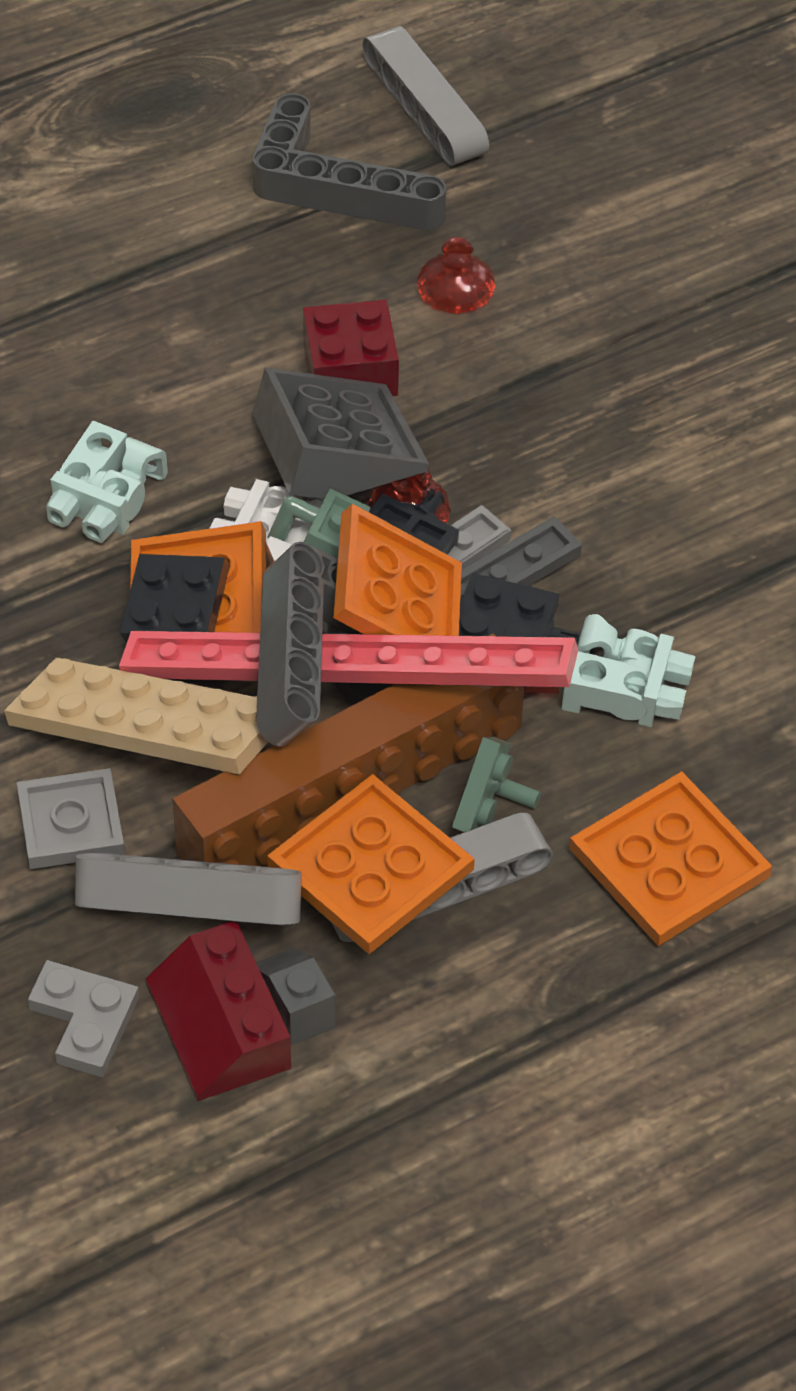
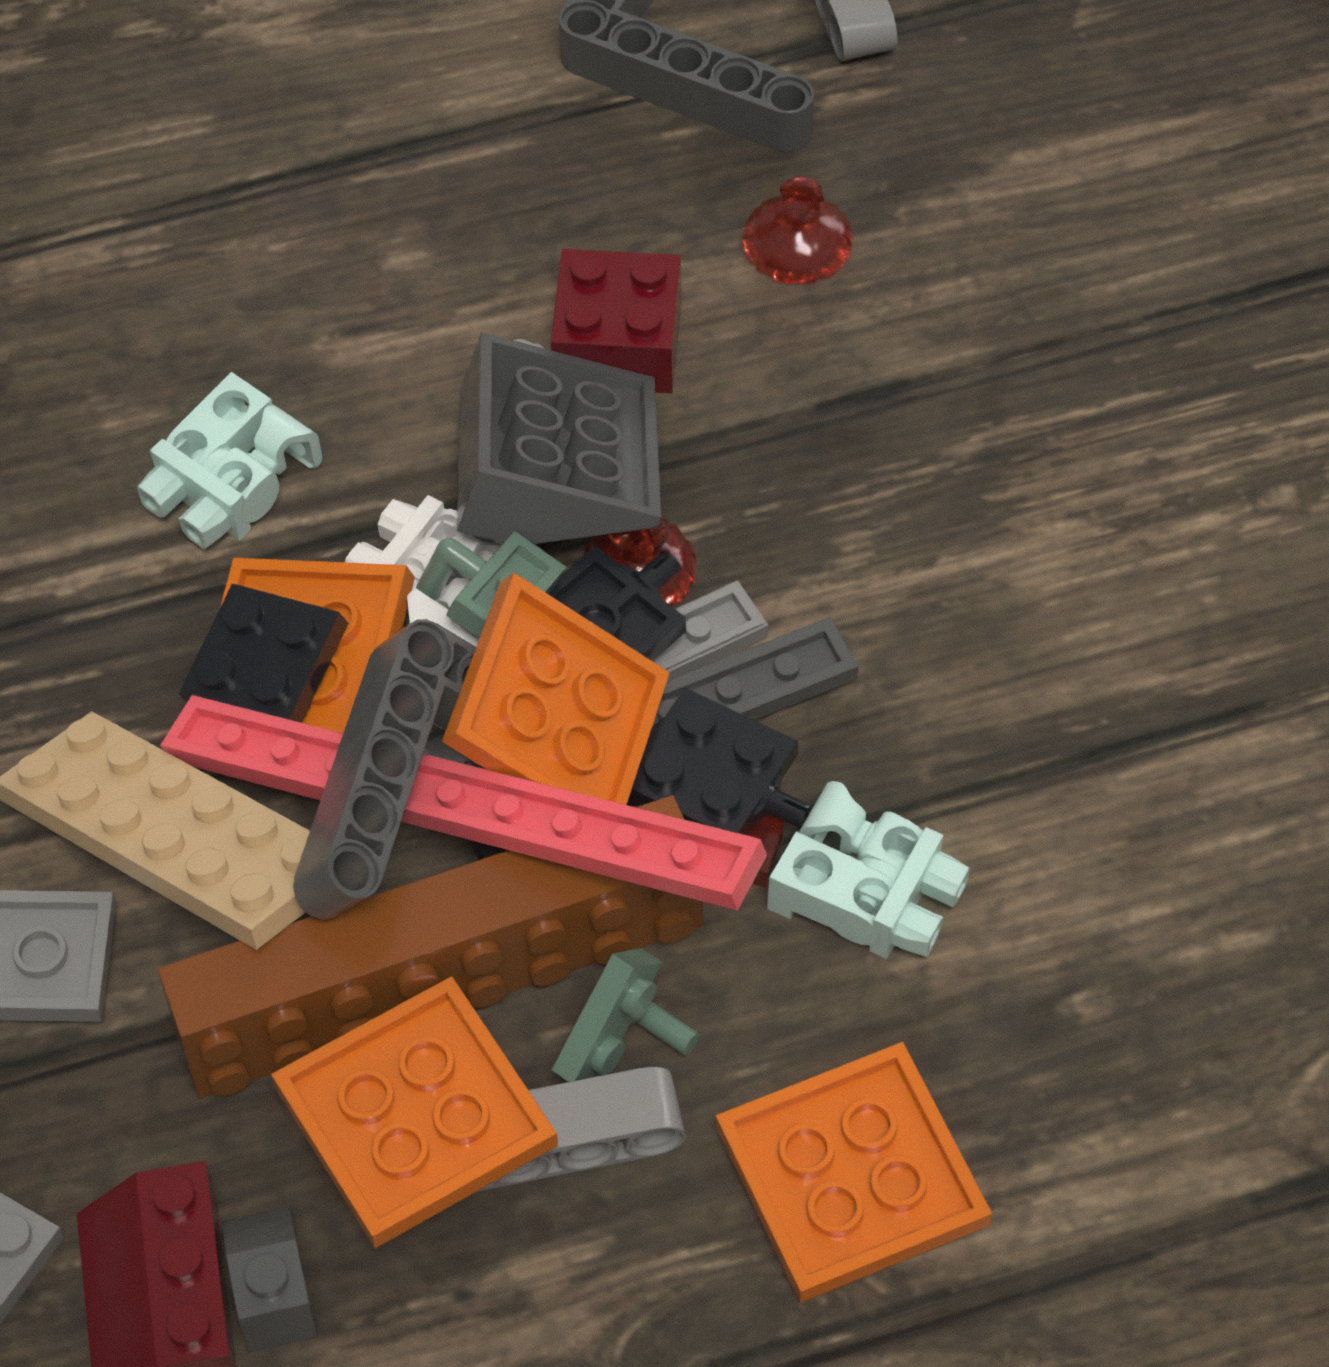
camera: 15 degrees right, 5 degrees up
(188, 888) = (157, 1100): light grey beam -> none

